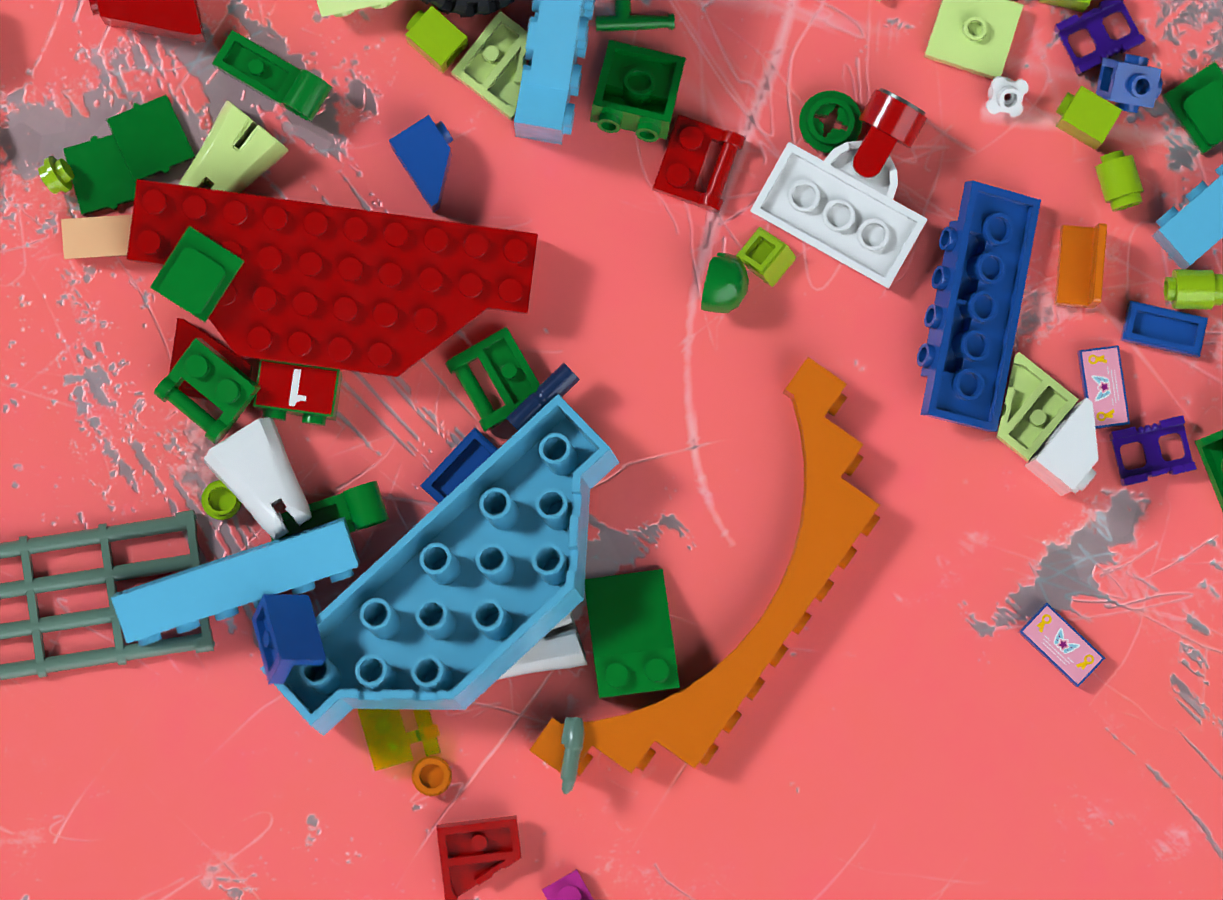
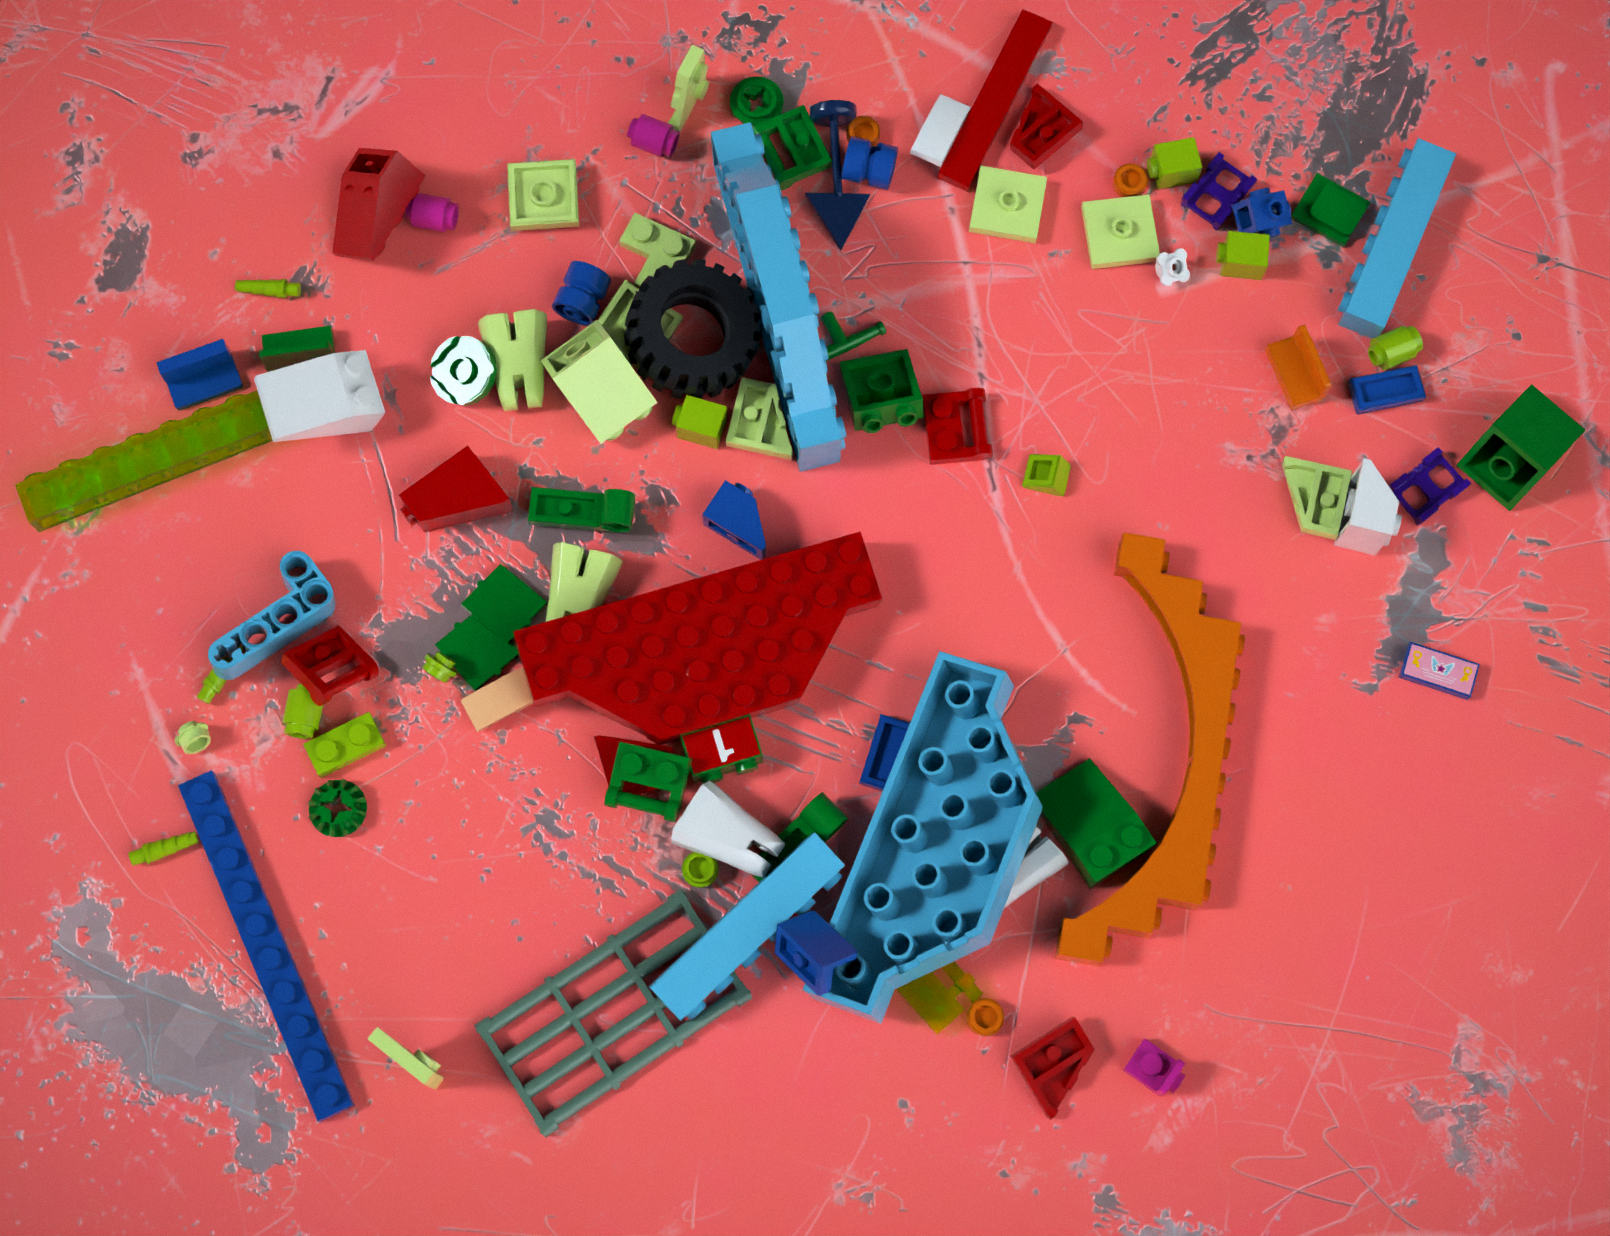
camera: 20 degrees left, 10 degrees down
(197, 274) = (599, 685): green piece -> none
(506, 370) = (885, 657): green plate -> none
(557, 383) = (933, 643): dark blue piece -> none
(573, 742) = (1091, 928): sand green piece -> none
(724, 284) = (1029, 507): green hair -> none
(821, 106) = (1055, 337): green gear -> none
(848, 198) = (1090, 398): white plate -> none
(977, 306) = (1234, 436): blue plate -> none
(1104, 385) = (1357, 442): bright pink tile -> none
(1119, 180) = (1293, 291): lime brick -> none

